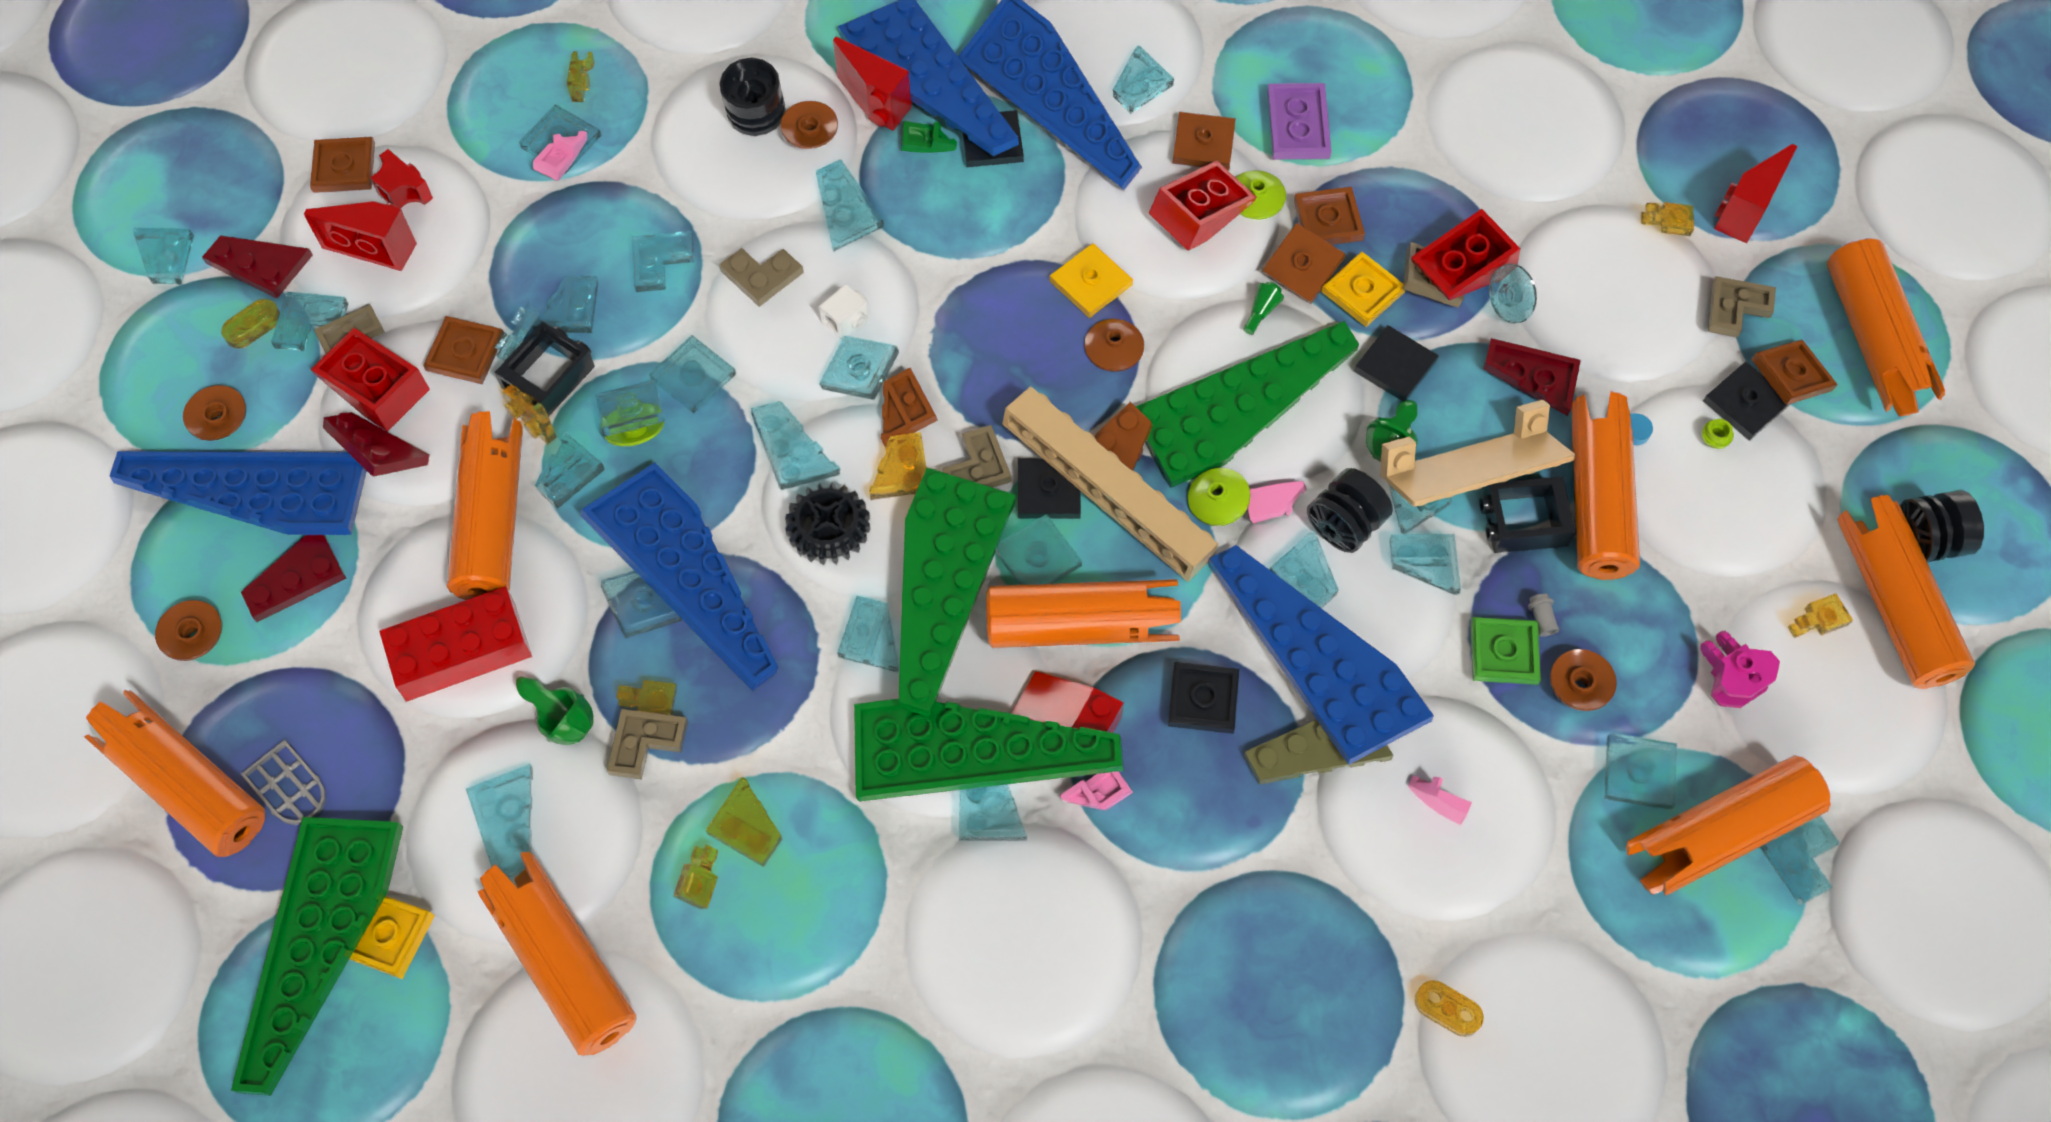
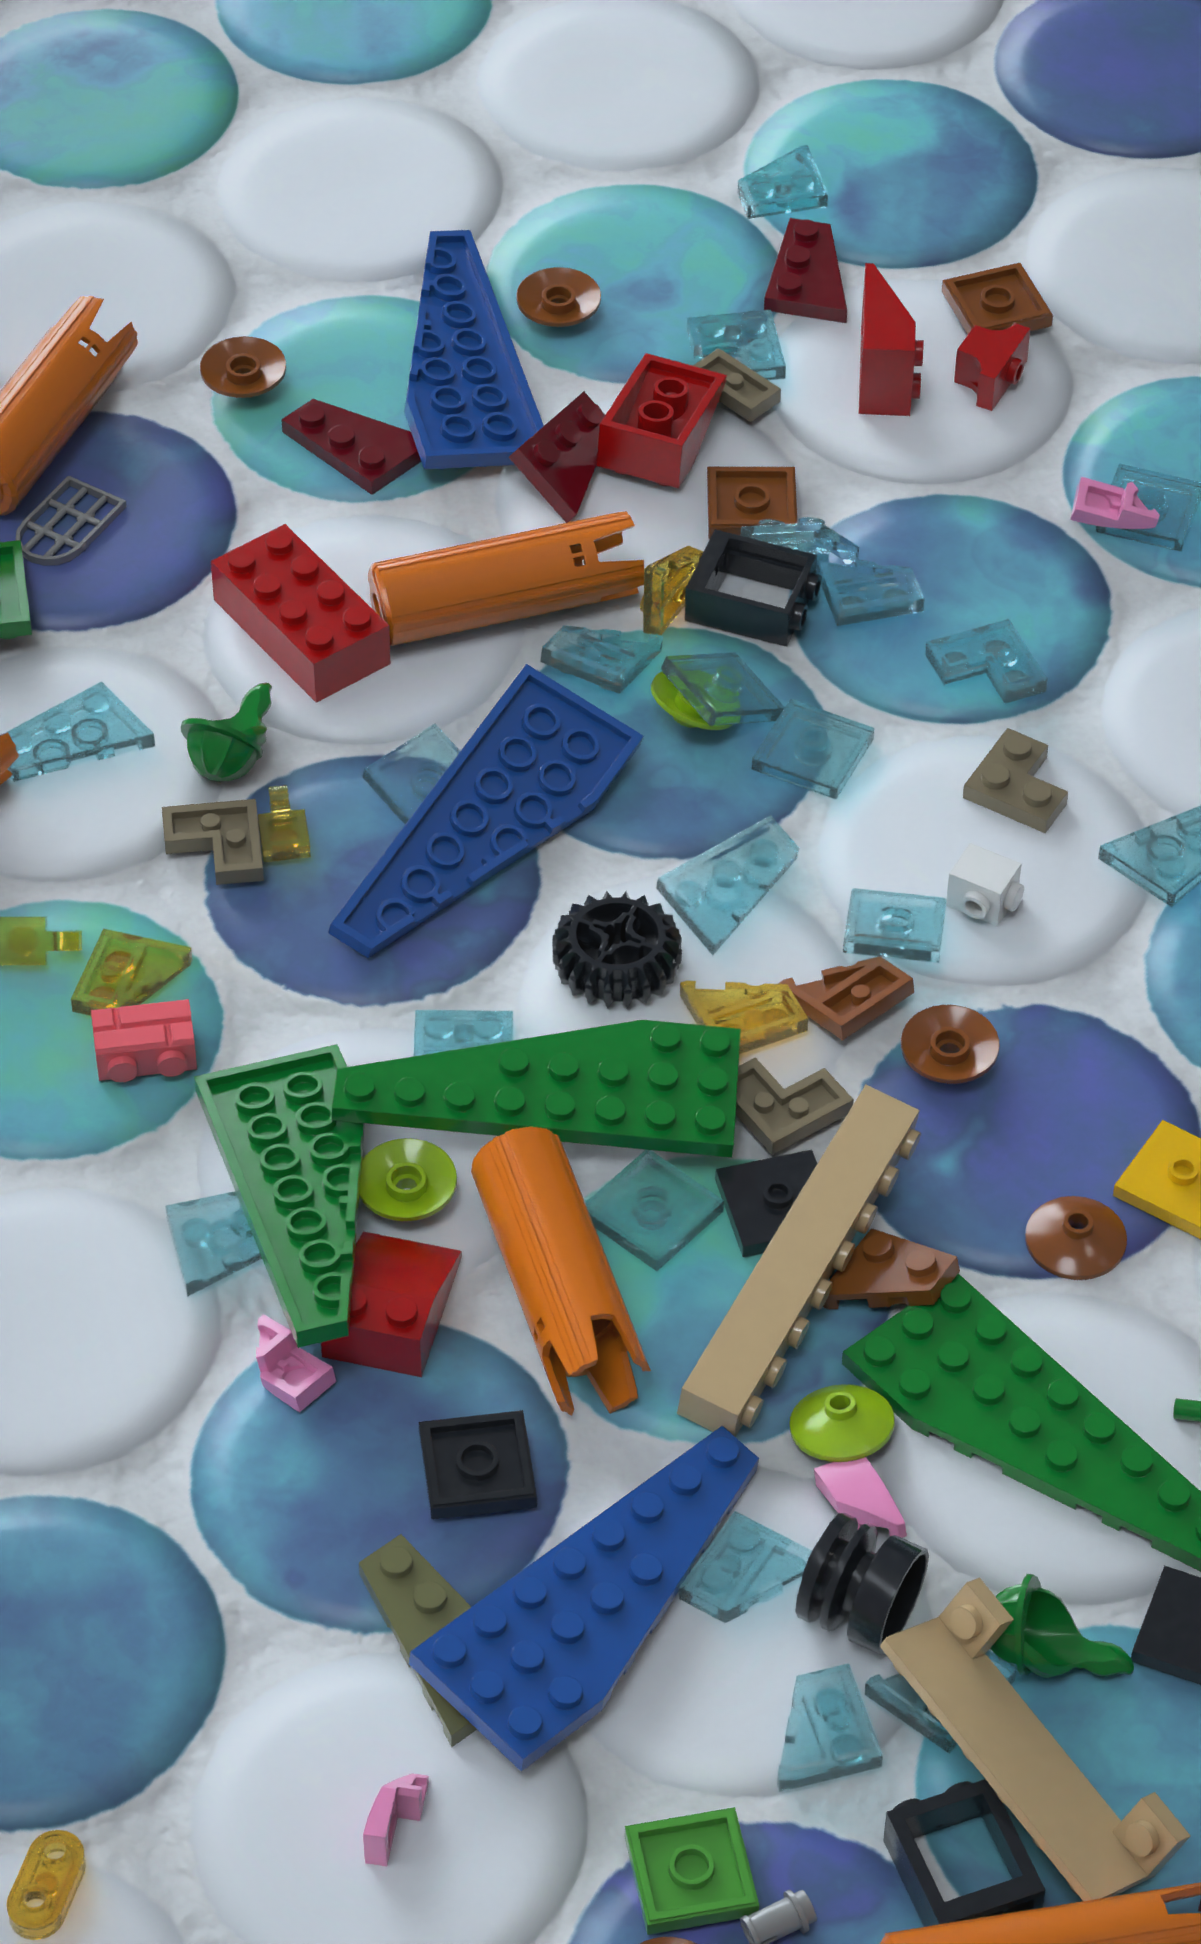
camera: 75 degrees right, 15 degrees down
(250, 323) = (706, 290): clear yellow plate -> none
(812, 823) = (144, 1040): none -> coral brick
(963, 353) = (950, 1044): none -> dark orange dish
(983, 674) = (403, 1165): none -> lime dish

